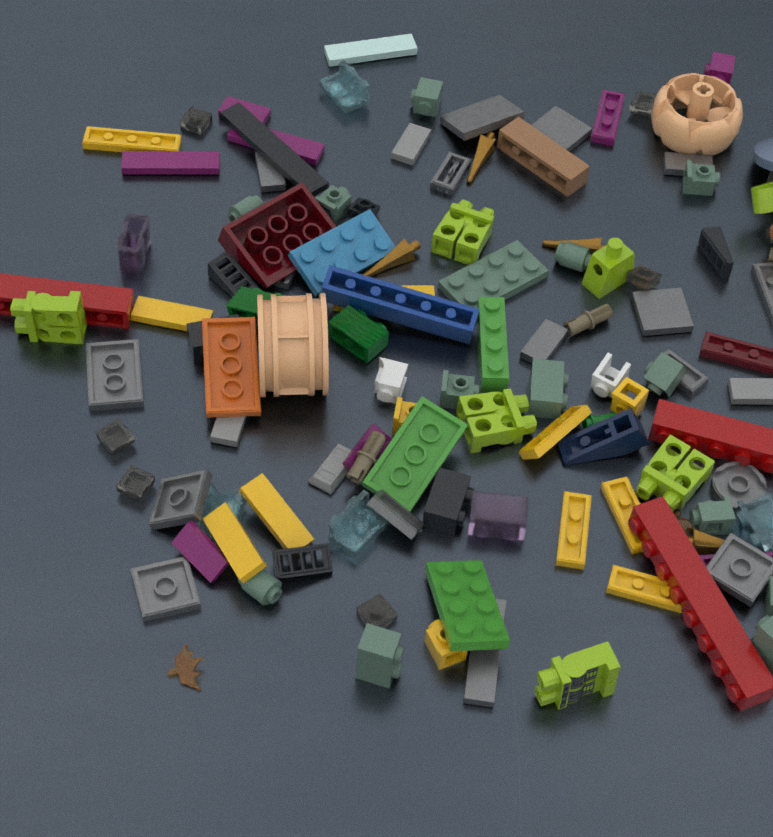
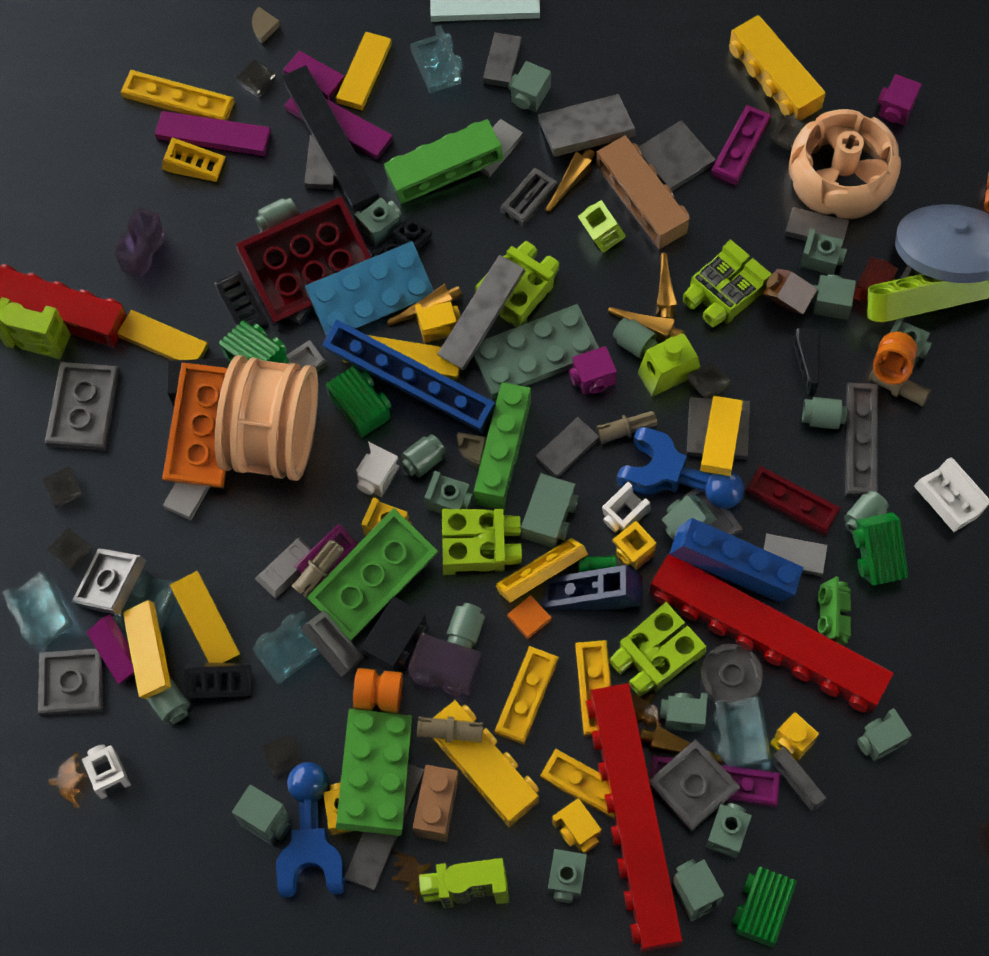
camera: 20 degrees right, 15 degrees up
(123, 533) = (38, 610): none -> clear light blue bracket
(151, 181) = (180, 166): none -> yellow slope
(191, 83) = (264, 24): none -> dark tan tile
(217, 659) = (98, 756): none -> white window
(285, 104) = (364, 71): none -> yellow tile
(374, 154) = (443, 161): none -> bright green brick
(397, 84) = (502, 59): none -> flat silver tile
(405, 266) = (437, 320): none -> yellow brick
(425, 675) = (310, 843): none -> blue piece
(426, 365) = (422, 456): none -> sand green brick
(444, 251) = (481, 312): none -> flat silver tile
(447, 543) = (378, 690): none -> orange wheel
(464, 355) = (471, 447): none -> dark tan tile
(505, 480) = (465, 625): none -> sand green brick
(519, 182) = (601, 226): none -> lime brick
(521, 685) = (409, 872): none -> clear orange piece
(524, 556) = (449, 729): none -> dark tan pin
(527, 622) = (435, 803): none -> medium nougat brick
(548, 283) = (593, 371): none -> magenta brick
(555, 471) = (529, 617): none -> orange tile
(556, 585) = (489, 770): none -> yellow brick
(587, 226) = (666, 298): none -> pearl gold piece
(618, 62) = (776, 69): none -> yellow brick
(632, 343) = (670, 470): none -> blue piece
(634, 209) = (726, 285): none -> lime hips
(654, 618) = (578, 826): none -> yellow brick
(658, 658) = (566, 875): none -> sand green brick
(671, 310) = (721, 436): none -> yellow tile
(686, 204) = (789, 291): none -> brick
(716, 393) = (736, 560): none -> blue brick
(720, 206) = (833, 296): none -> sand green brick
(743, 196) = (875, 272): none -> clear red brick
(743, 286) = (824, 413): none -> sand green brick

